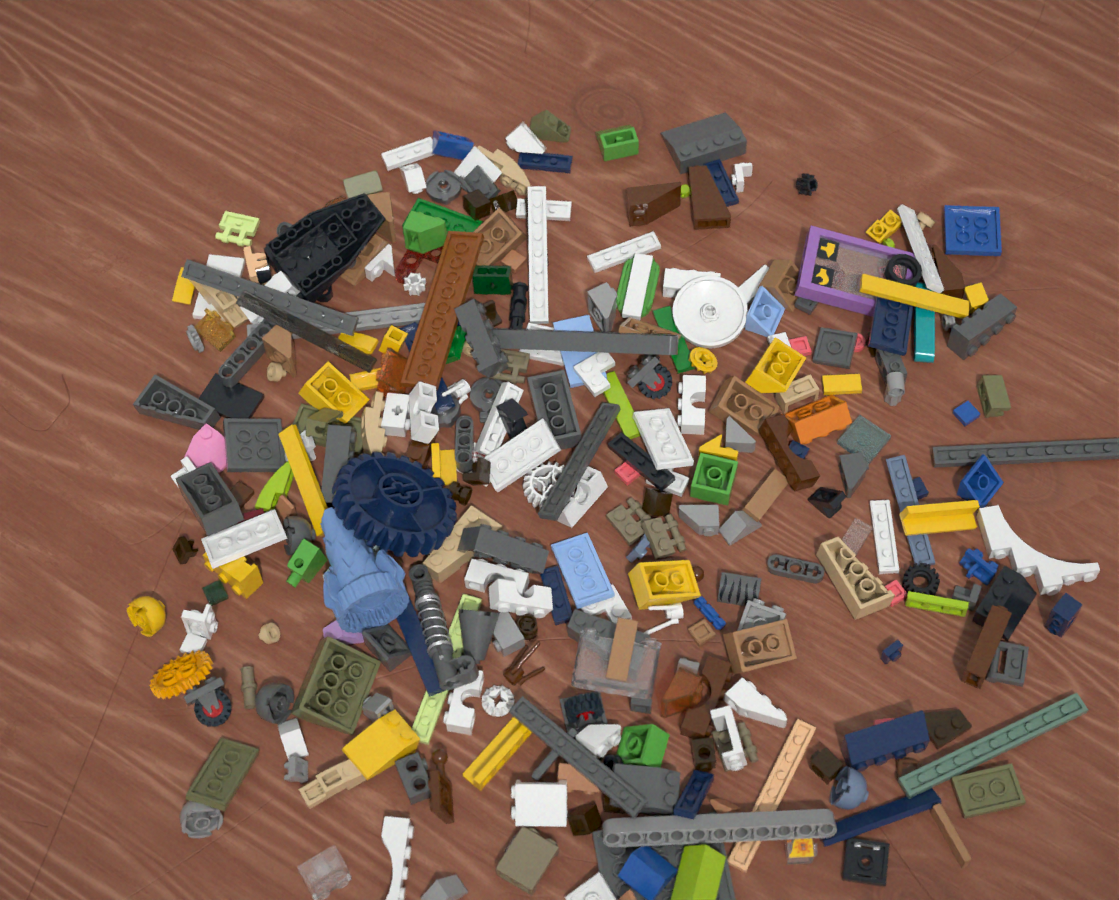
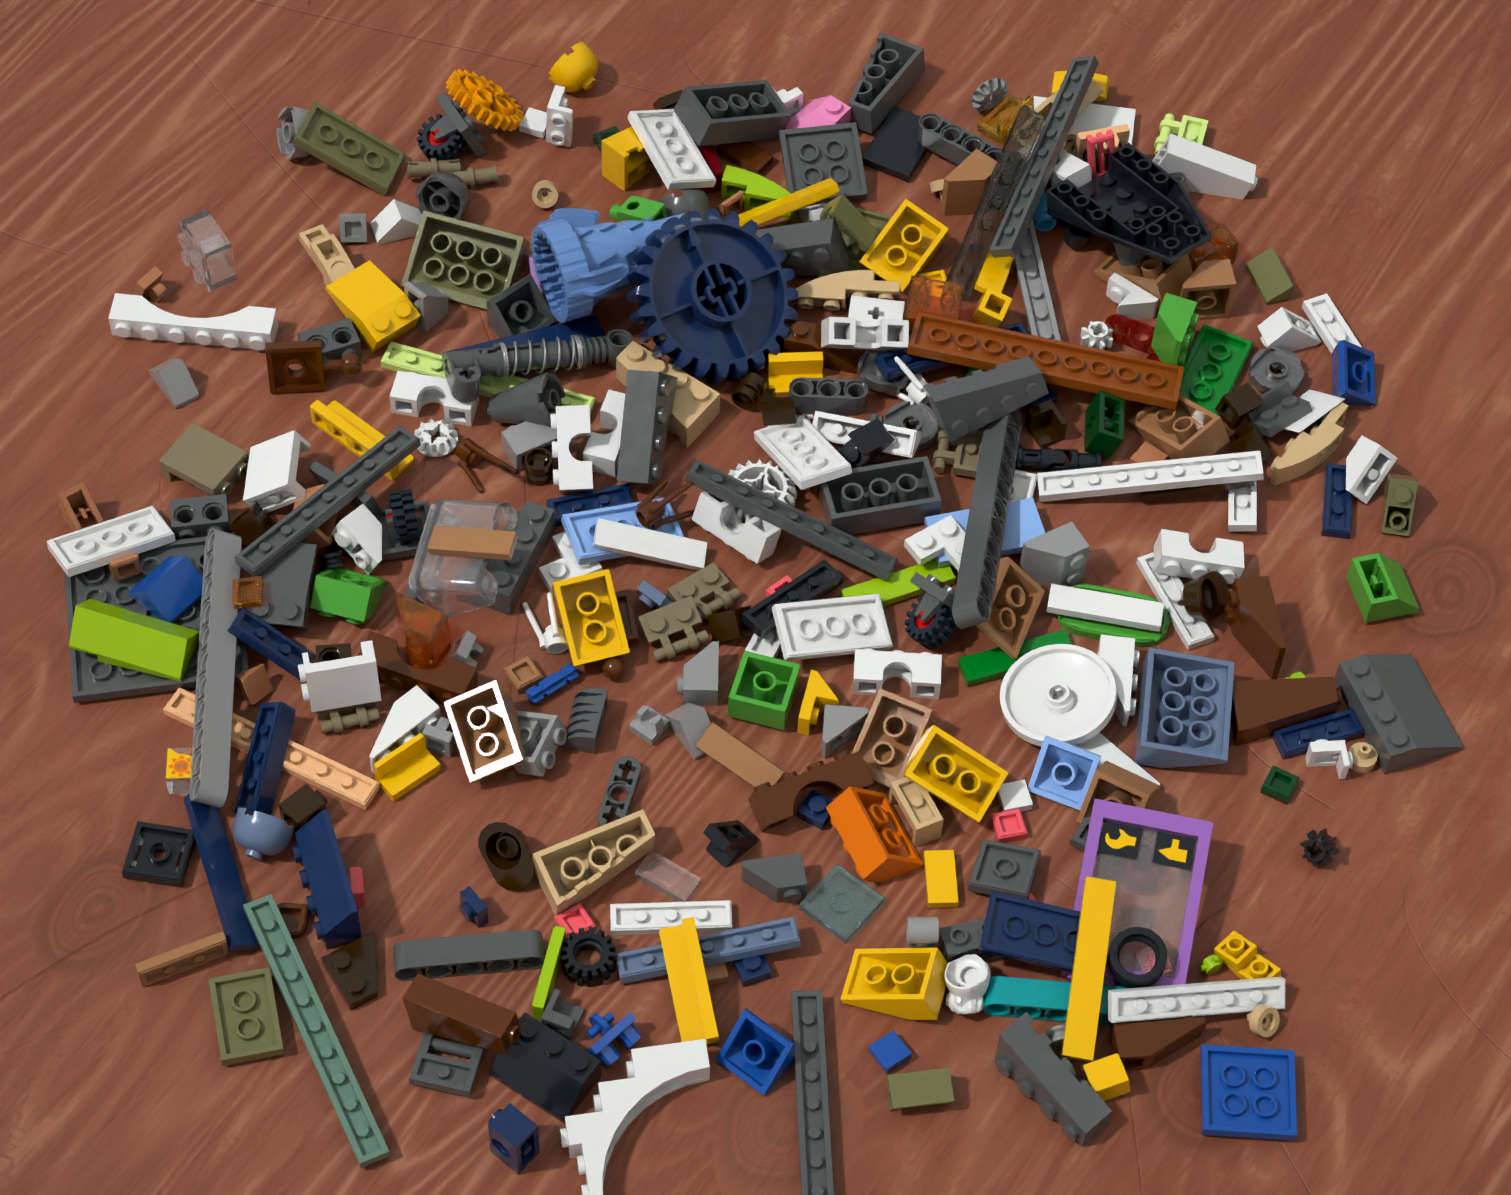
camera: 85 degrees right, 5 degrees down
(238, 715) = (427, 168): none -> dark tan pin
(270, 261) = (1099, 140): none -> coral tile
(271, 214) = (1206, 168): none -> white slope
(573, 546) = (651, 513): none -> reddish brown plant
(576, 859) = (200, 516): none -> dark grey brick
(598, 244) = (1178, 558): none -> white arch
(598, 550) = (649, 544): none -> white tile
(632, 233) = (1205, 596): none -> dark brown piece
(661, 806) = (247, 592): none -> clear orange tile
(706, 356) = (982, 678): yellow gear -> none
(716, 246) = (1183, 710): none -> sand blue slope
(735, 158) = (1363, 757): none -> tan tile
(738, 552) = (649, 724): none -> light grey tile
(759, 204) = (1279, 785): none -> dark green tile
(760, 679) = (440, 737): none -> light grey tile
(785, 700) = (406, 767): none -> yellow panel
(785, 794) = (265, 758): none -> dark blue slope
(852, 631) = (507, 855): none -> dark brown piece
(920, 407) = (897, 982): none -> yellow slope
(922, 366) = (967, 983): none -> white hair
(927, 654) = (469, 954): none -> dark grey beam

